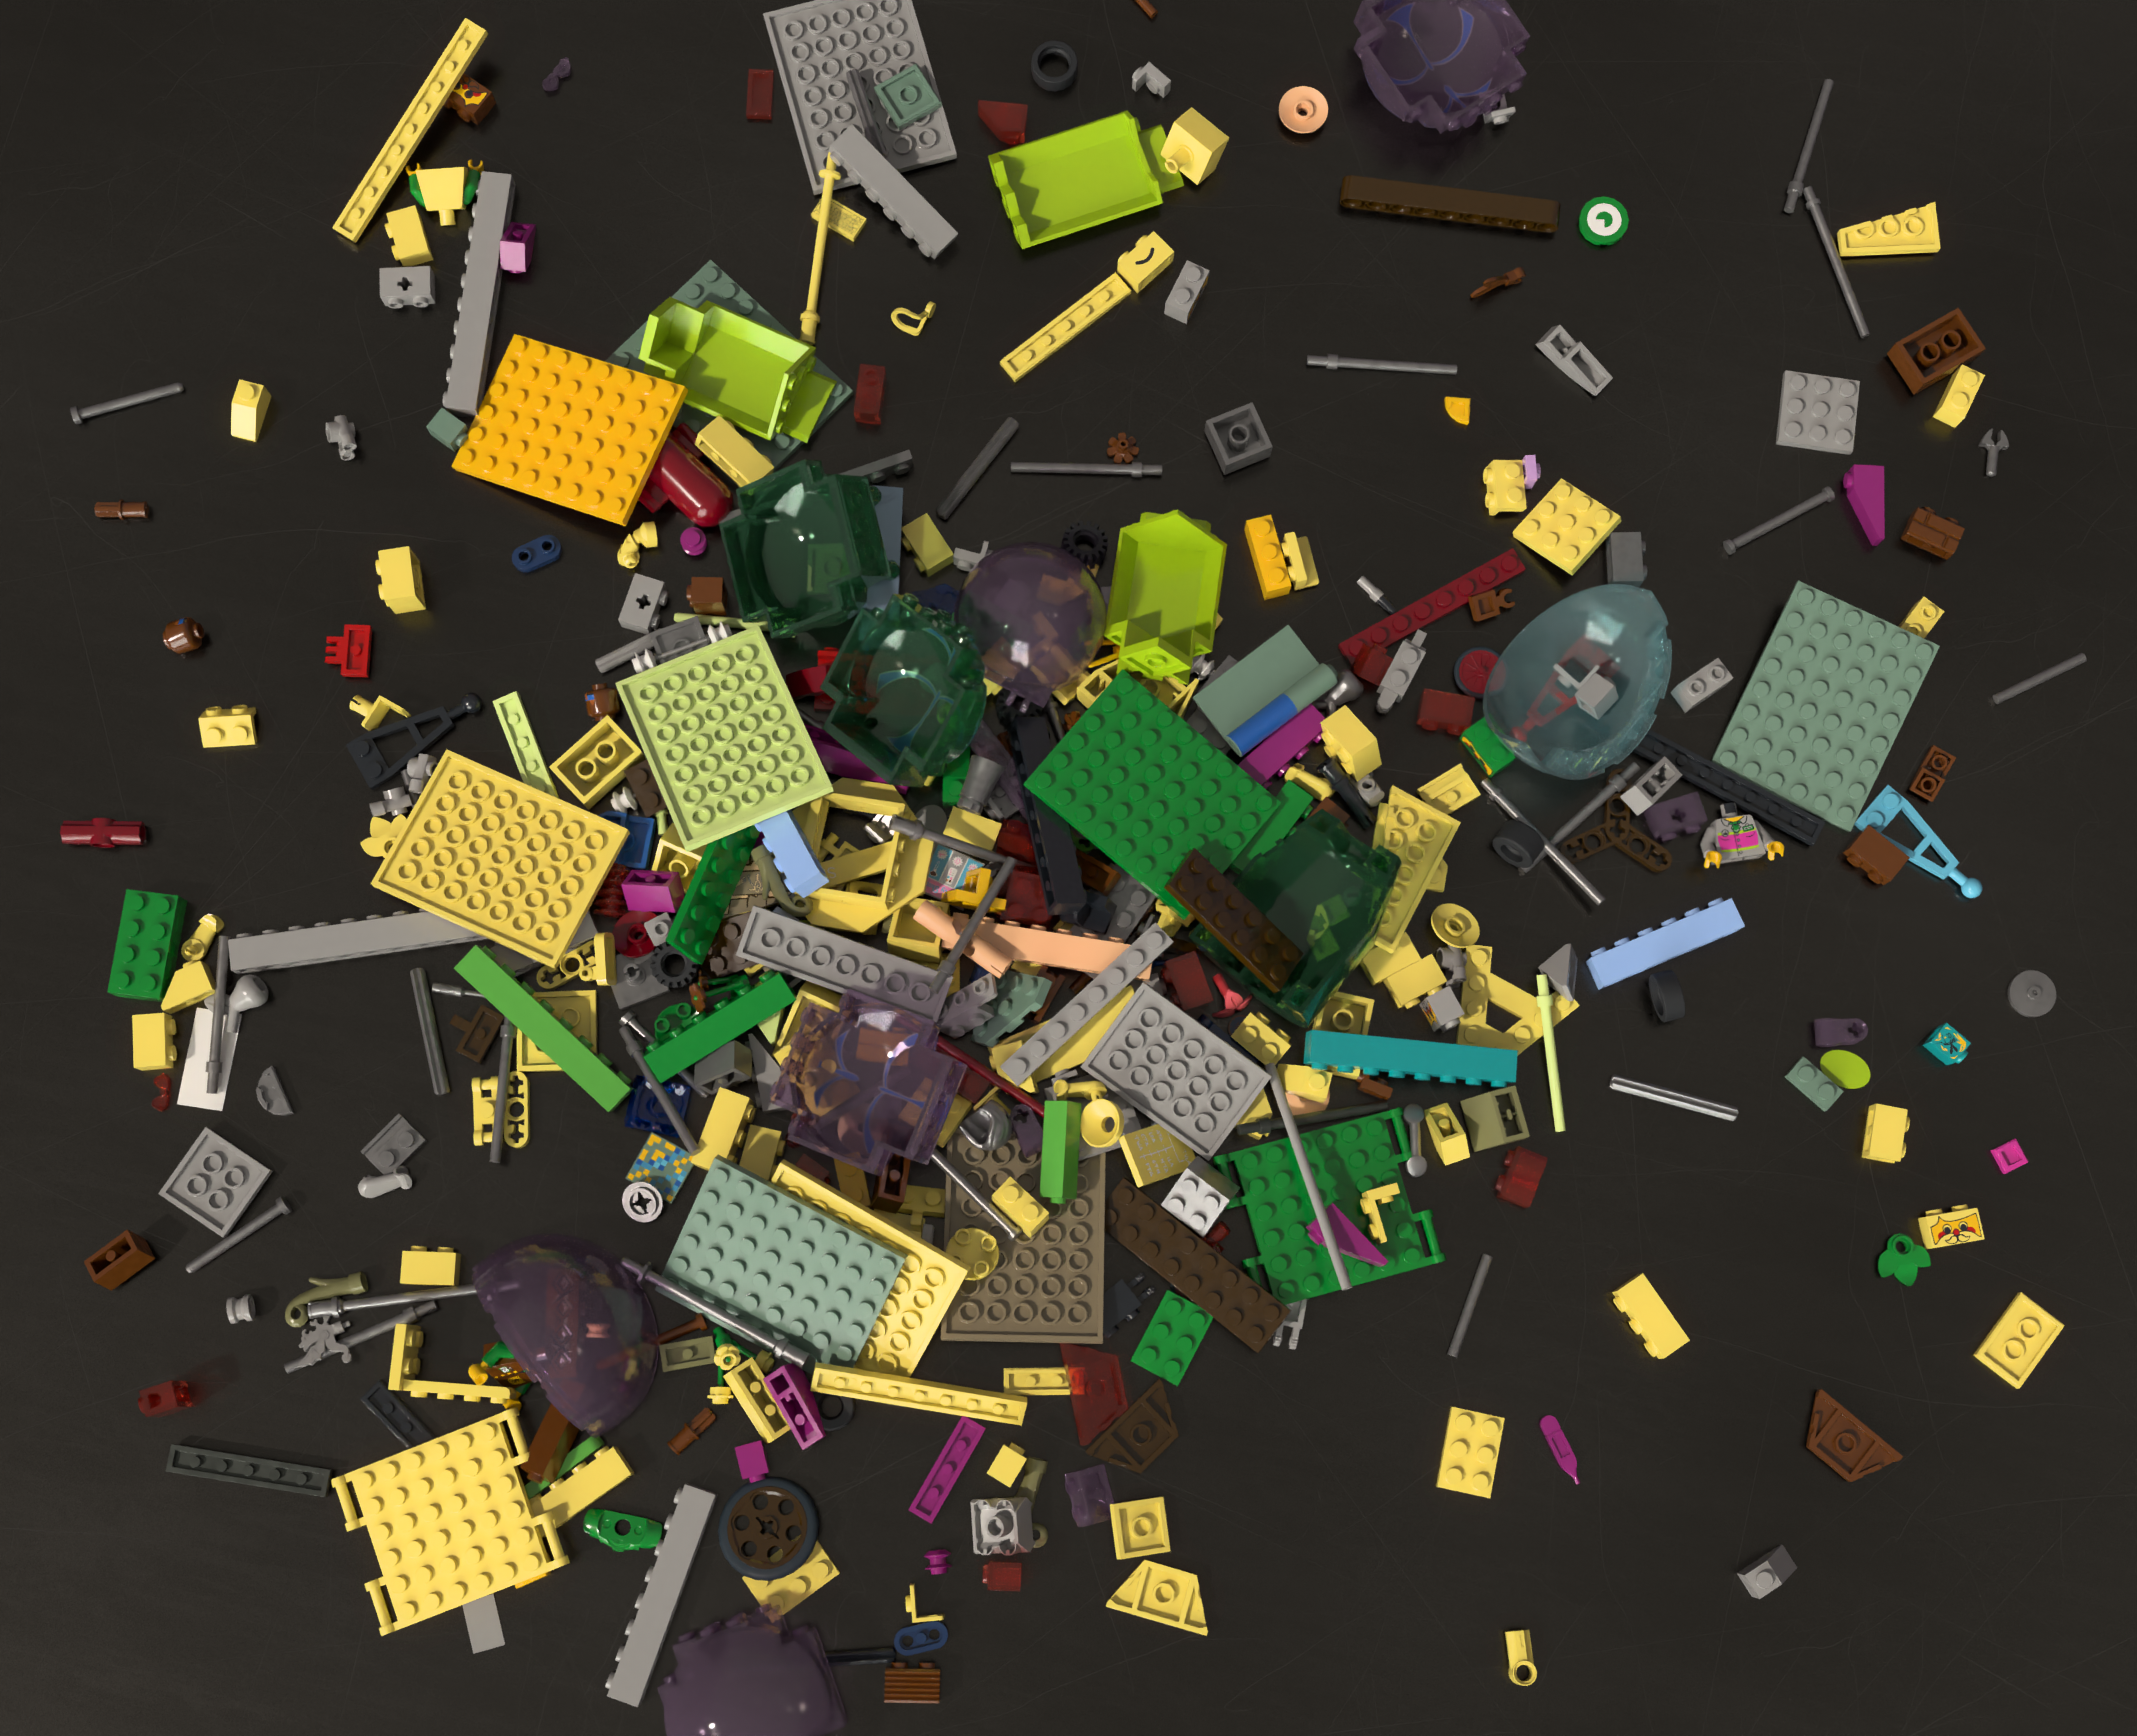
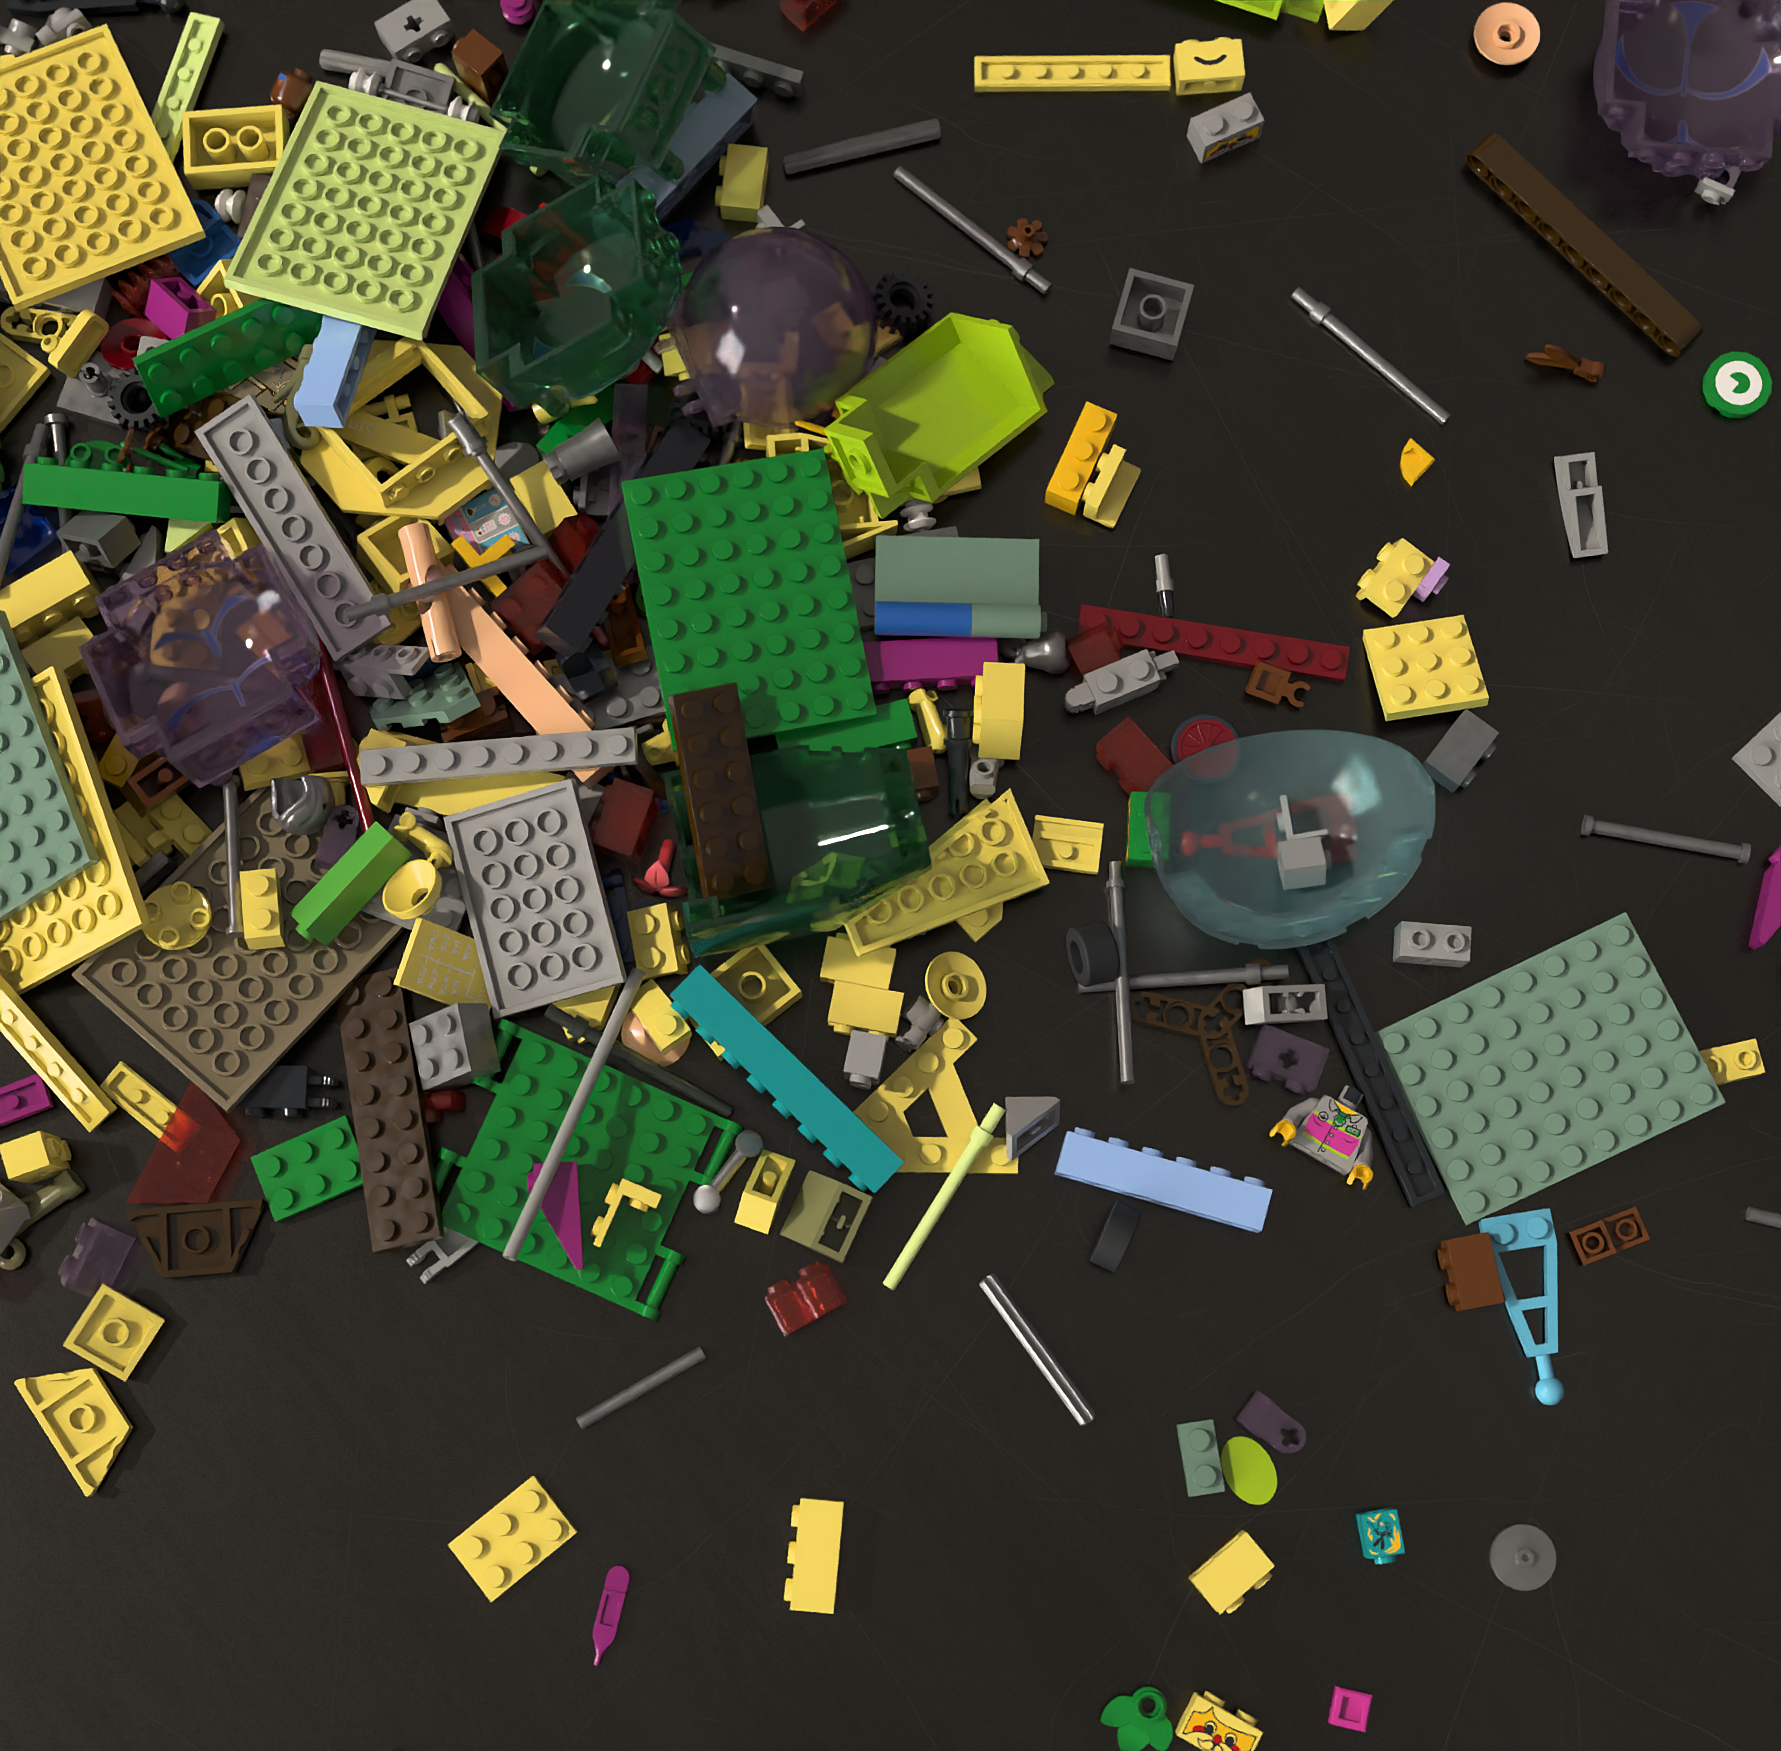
camera: 45 degrees right, 0 degrees up
(1375, 1087) = (733, 1085): reddish brown bracket -> none

